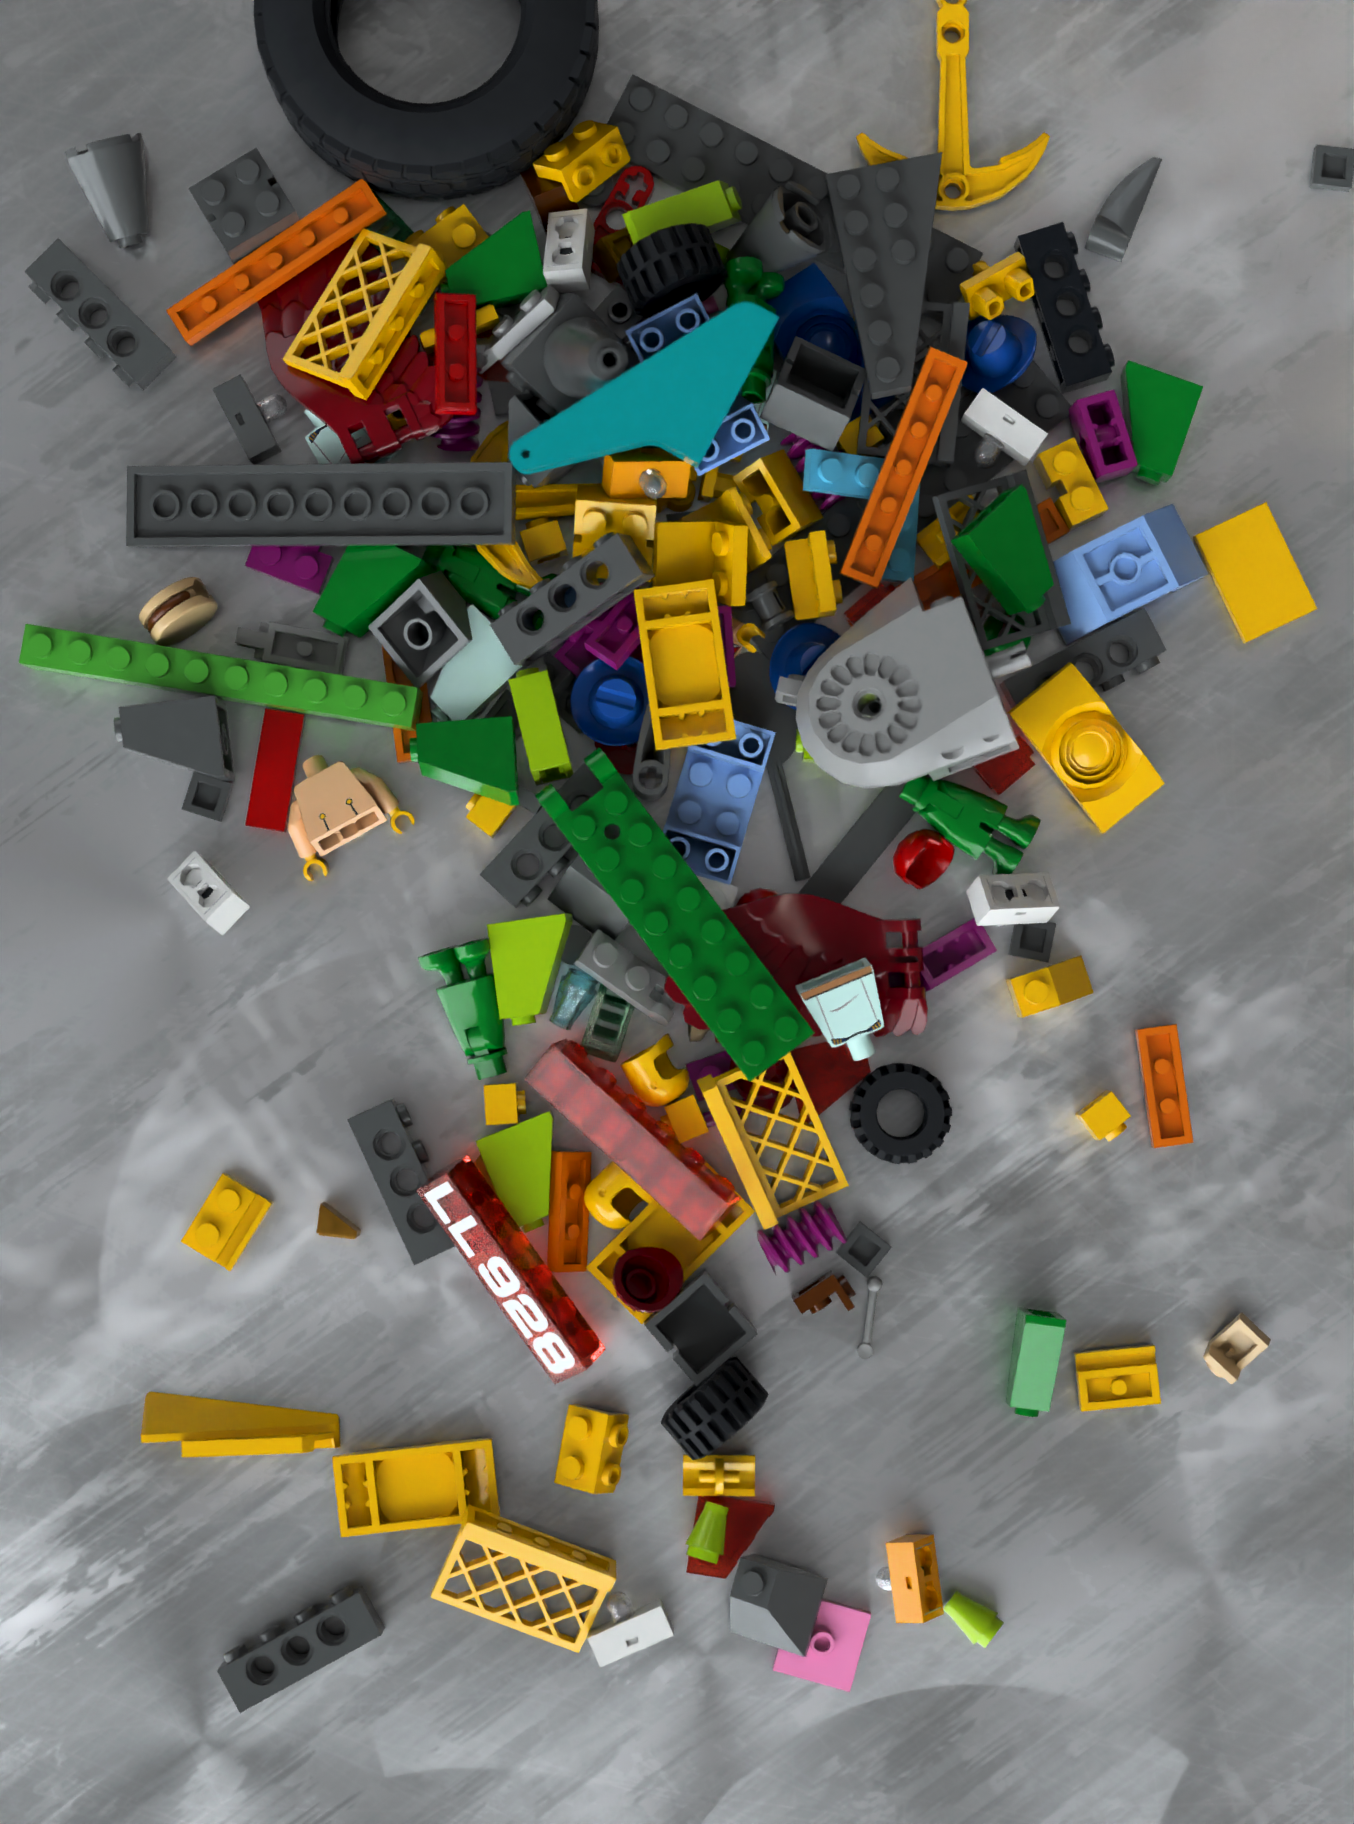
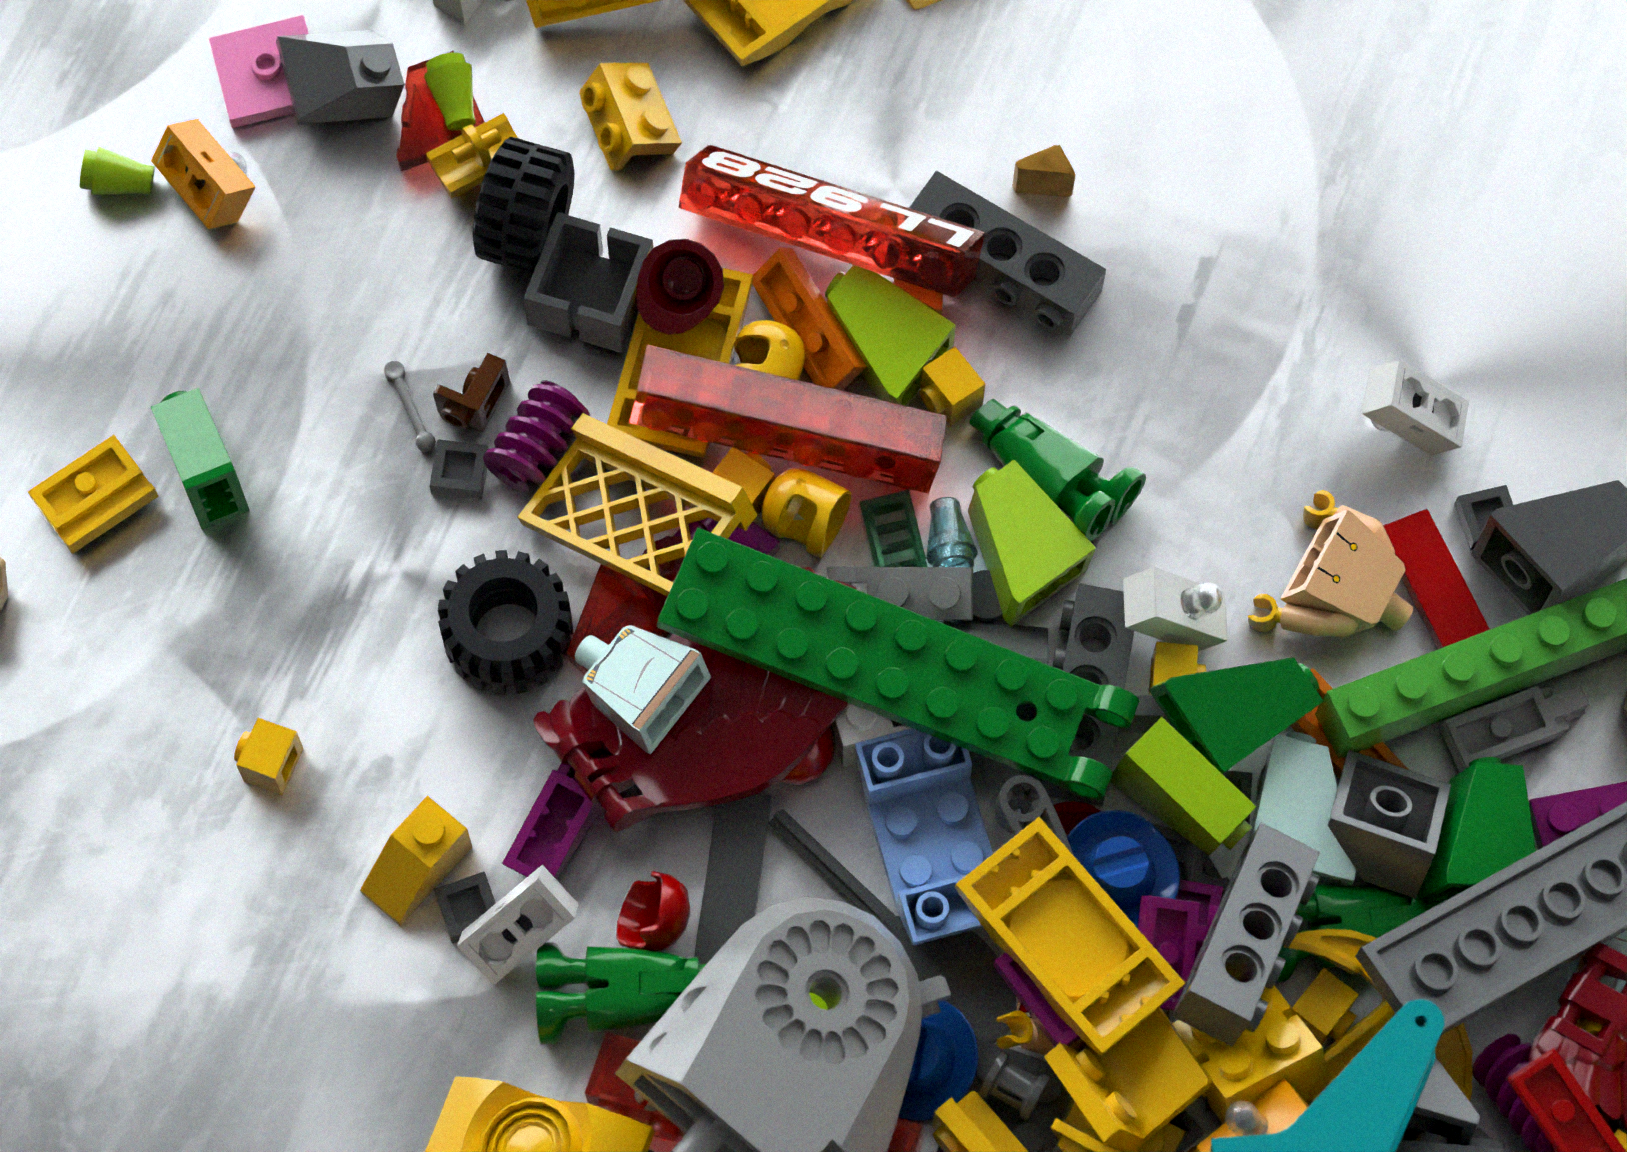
camera: 150 degrees right, 20 degrees down
(227, 1221) = (1158, 119): yellow plate -> none
(463, 850) = (1175, 608): none -> white piece
(1164, 1086) = (216, 831): orange plate -> none

